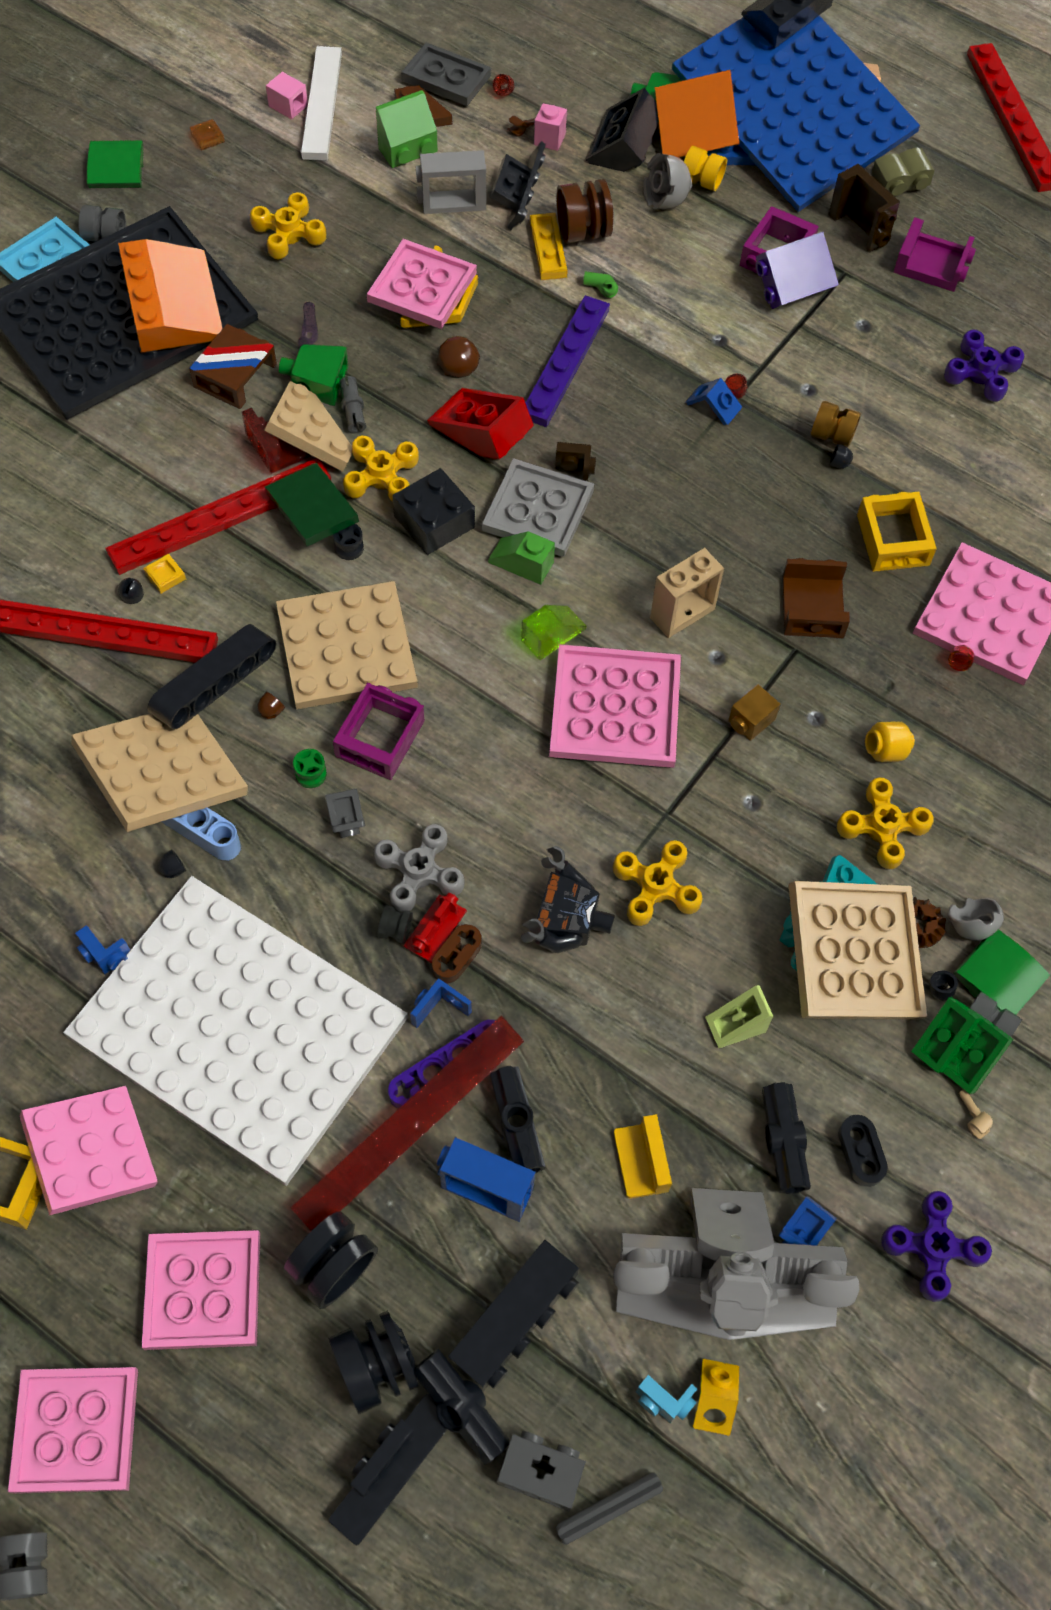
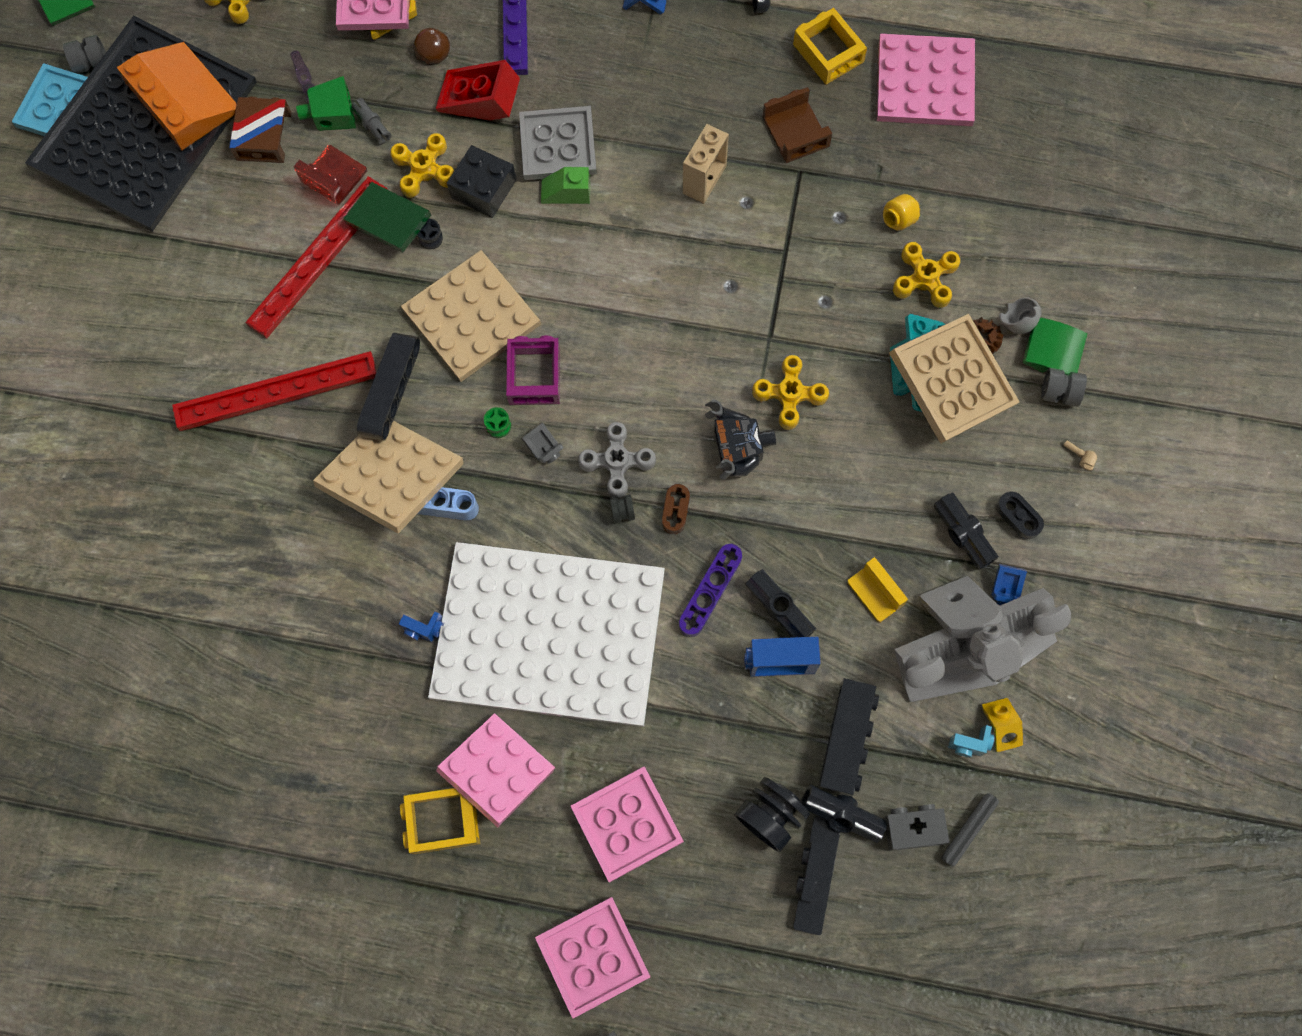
camera: 20 degrees left, 10 degrees up
(135, 591) = (288, 345): black hinge -> none
(164, 573) = (302, 322): yellow tile -> none
(171, 865) = (436, 541): black hinge -> none
(269, 706) = (441, 389): reddish brown hinge -> none
(308, 426) = (348, 155): tan plate -> none
(330, 1259) = (706, 761): black wheel -> none
(407, 1124) = (706, 645): clear red tile -> none
(429, 998) = (684, 540): blue bracket -> none
(435, 927) = (651, 497): red hinge -> none
(549, 628) = (616, 236): clear neon green slope -> none
(575, 457) = (565, 90): dark brown bracket -> none
(616, 706) = (694, 273): bright pink plate -> none
(740, 1018) = (896, 462): yellowish green slope -> none
(754, 712) = (795, 233): pearl gold brick -> none
(940, 981) = (1016, 371): black hinge -> none
(950, 1247) = (1106, 555): dark purple gear -> none
(961, 662) = (921, 125): clear red hinge -> none
(962, 1045) = (1053, 411): green slope -> none

